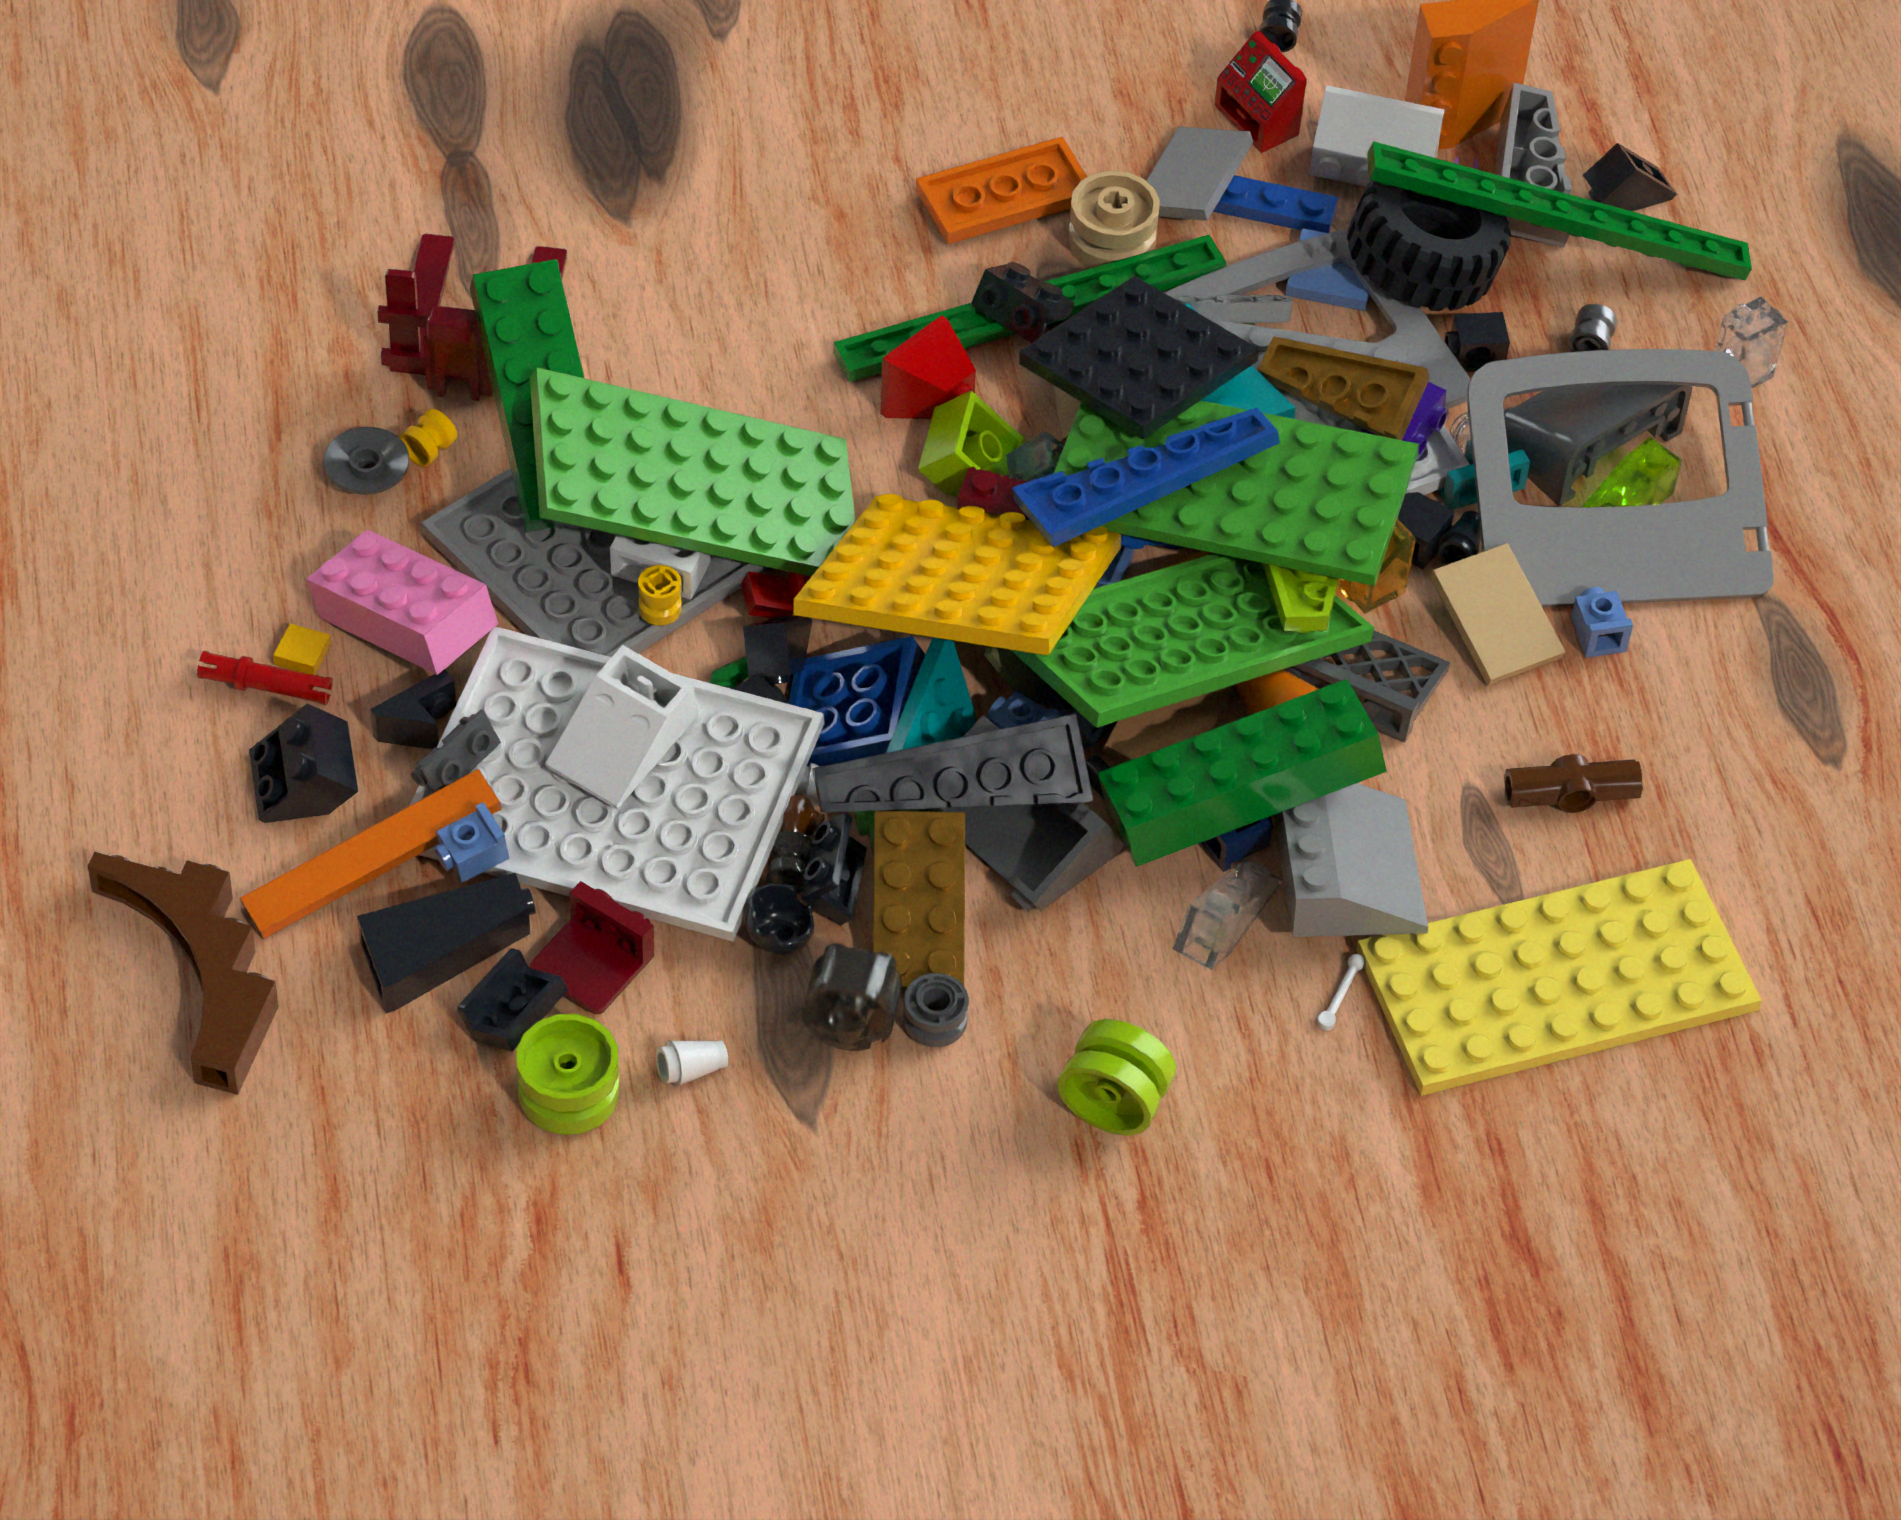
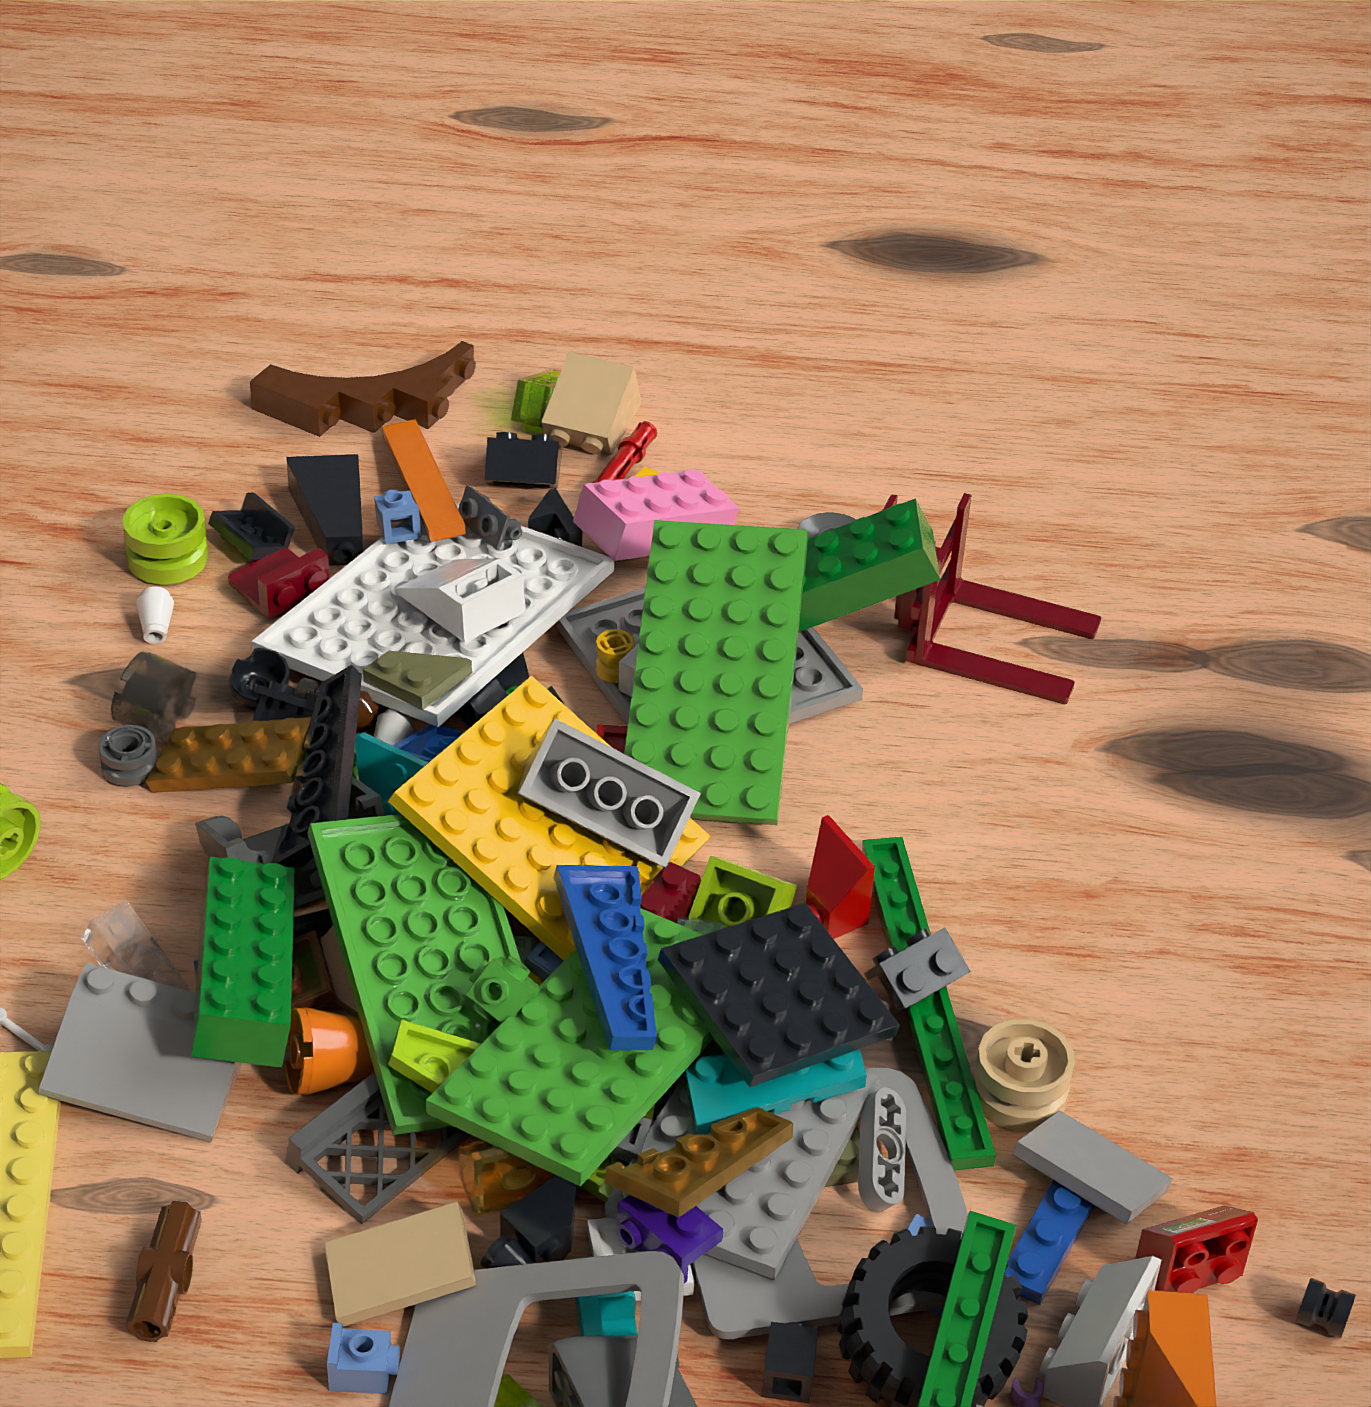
camera: 105 degrees right, 10 degrees down
(162, 773) = (533, 398): none -> clear neon green slope
(181, 717) = (592, 403): none -> tan slope
(771, 743) = (416, 676): none -> olive wing
(942, 519) = (607, 792): none -> light grey slope
(1001, 190) = (1095, 1011): orange plate -> none
(1210, 558) = (515, 985): none -> bright green brick

